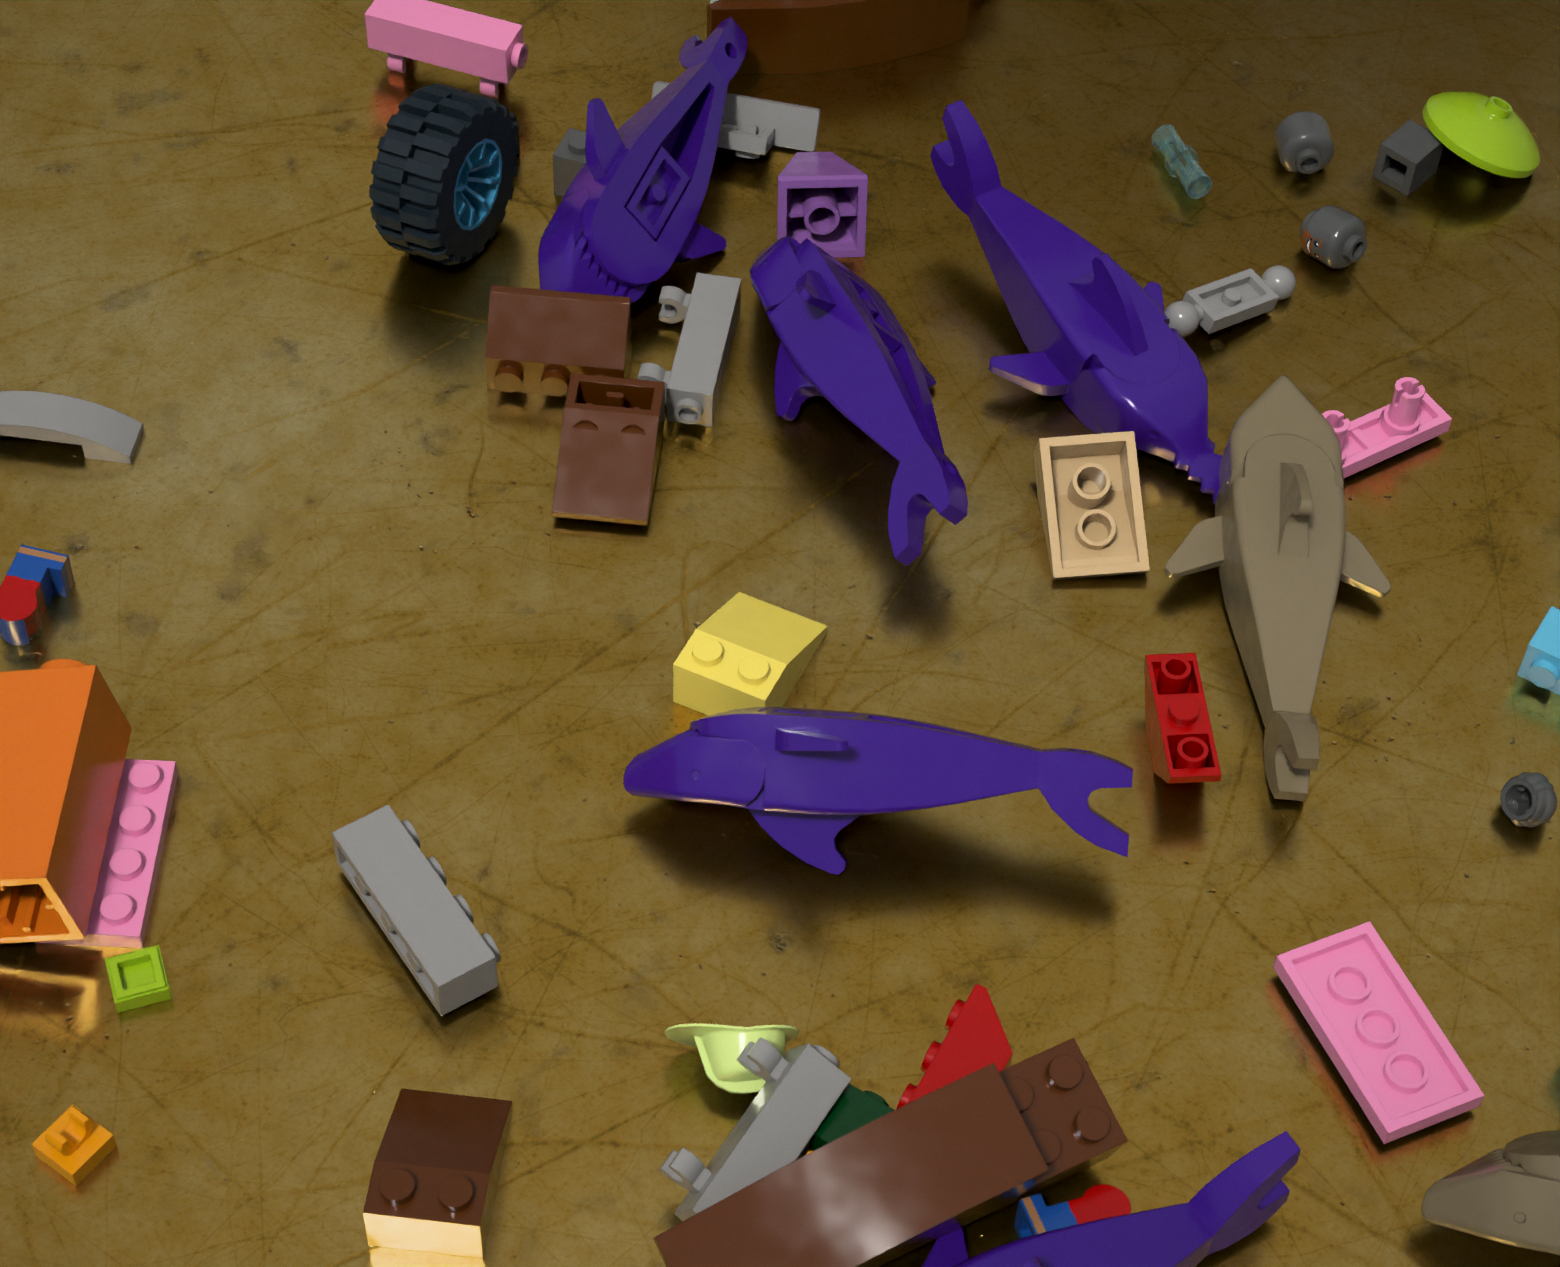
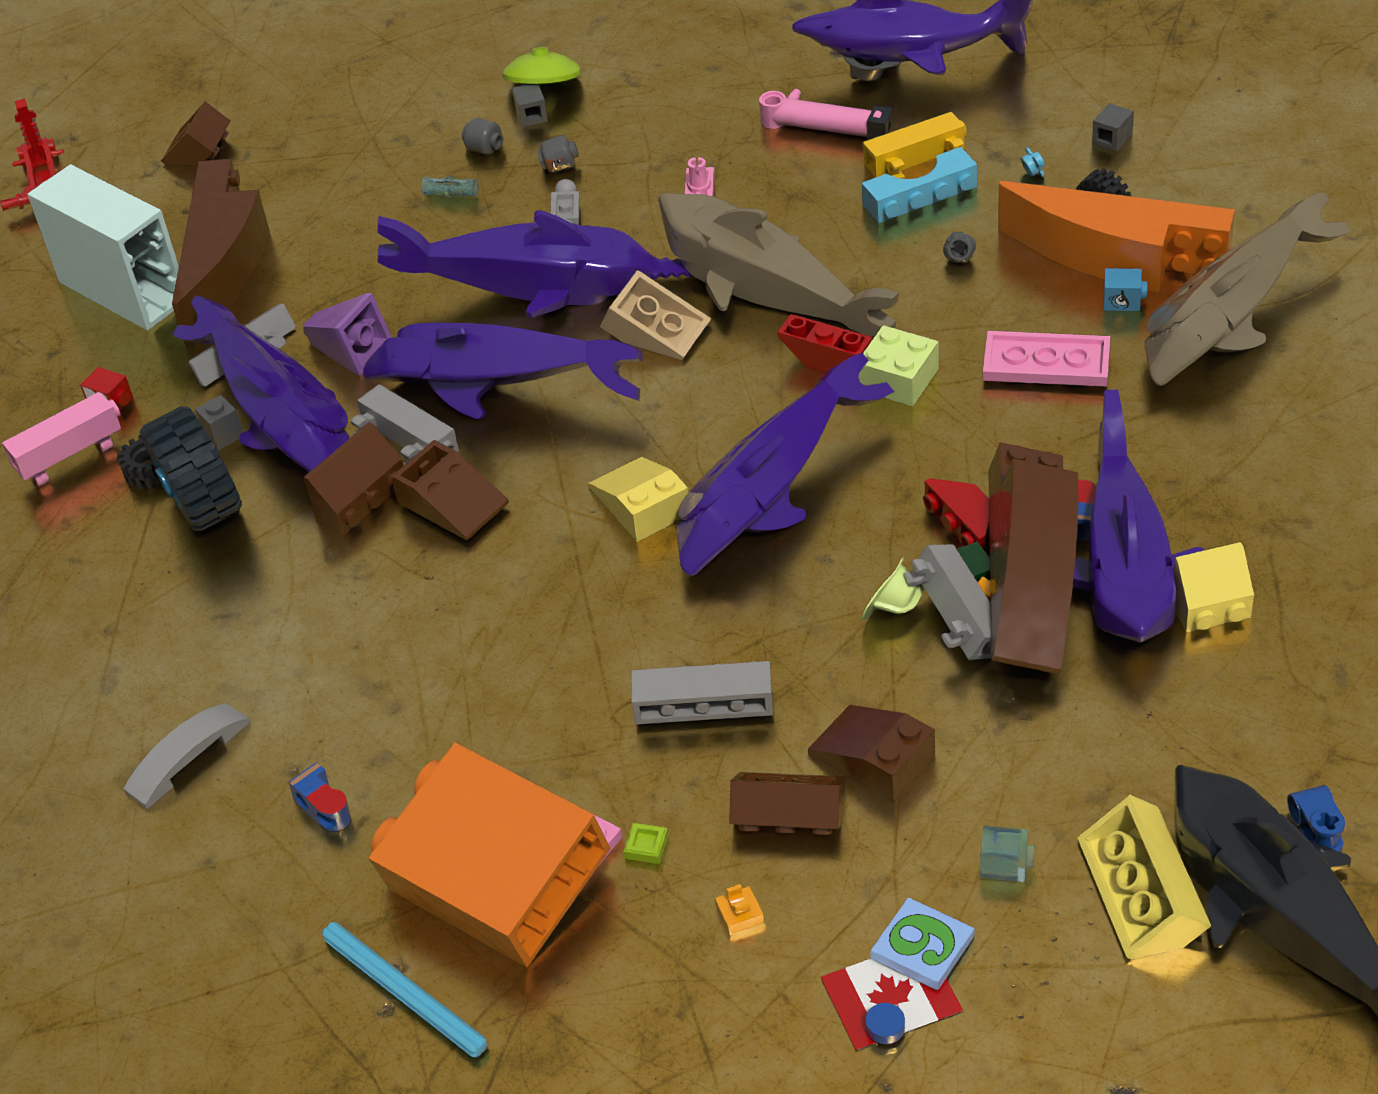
camera: 50 degrees left, 5 degrees down
(284, 1105) = (786, 802): none -> reddish brown slope
(567, 38) = (110, 385): none -> red brick
(1209, 839) = (902, 361): none -> yellowish green brick

